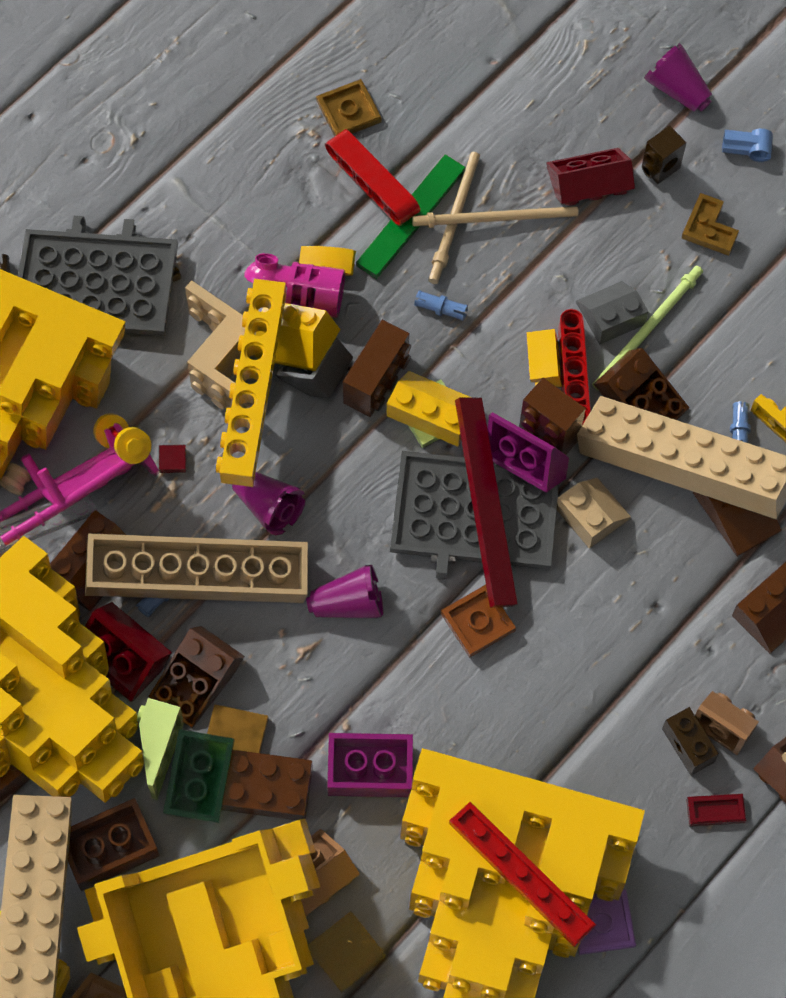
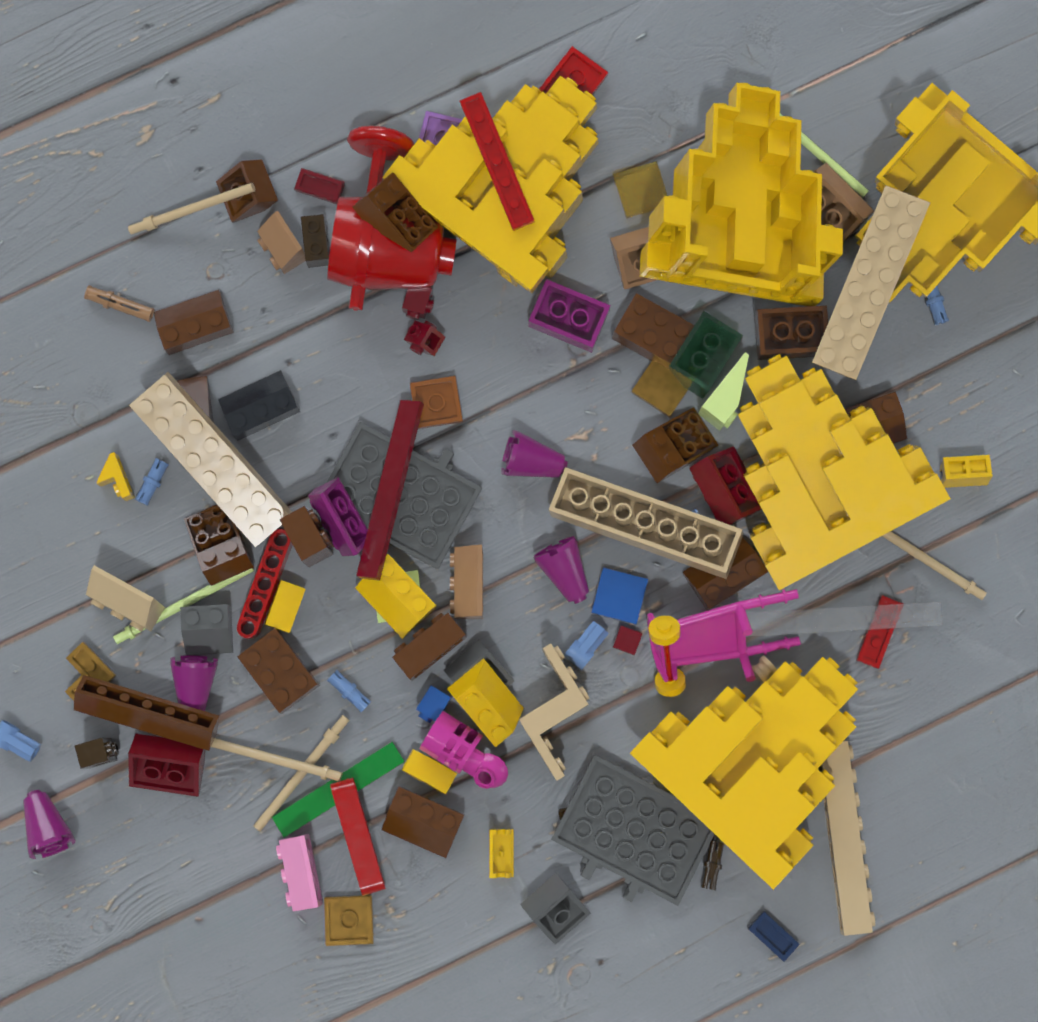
camera: 155 degrees left, 15 degrees up
(150, 185) = (555, 908): none -> dark grey slope
(197, 499) = (619, 596): none -> blue tile
(209, 444) = (583, 649): none -> medium blue piece
(223, 215) = (501, 853): none -> yellow hinge
(243, 469) = (580, 581): yellow brick -> none
(313, 218) = (422, 822): none -> reddish brown slope
(350, 320) = (433, 704): none -> blue brick
(363, 447) = (467, 582): none -> medium nougat slope
(413, 127) = (299, 873): none -> bright pink slope
(520, 294) = (278, 671): none -> reddish brown brick
(521, 679) = (424, 338): none -> dark red brick
(546, 720) = (418, 302): none -> dark red brick
(591, 511) = (303, 457): tan slope -> none
(602, 255) = (193, 679): none -> magenta cone
(609, 769) = (394, 194): none -> reddish brown slope
(621, 753) = (365, 257): none -> red piece
(632, 203) = (146, 712): none -> reddish brown brick
(667, 545) = (258, 405): none -> black slope
(708, 301) = (123, 600): none -> tan slope

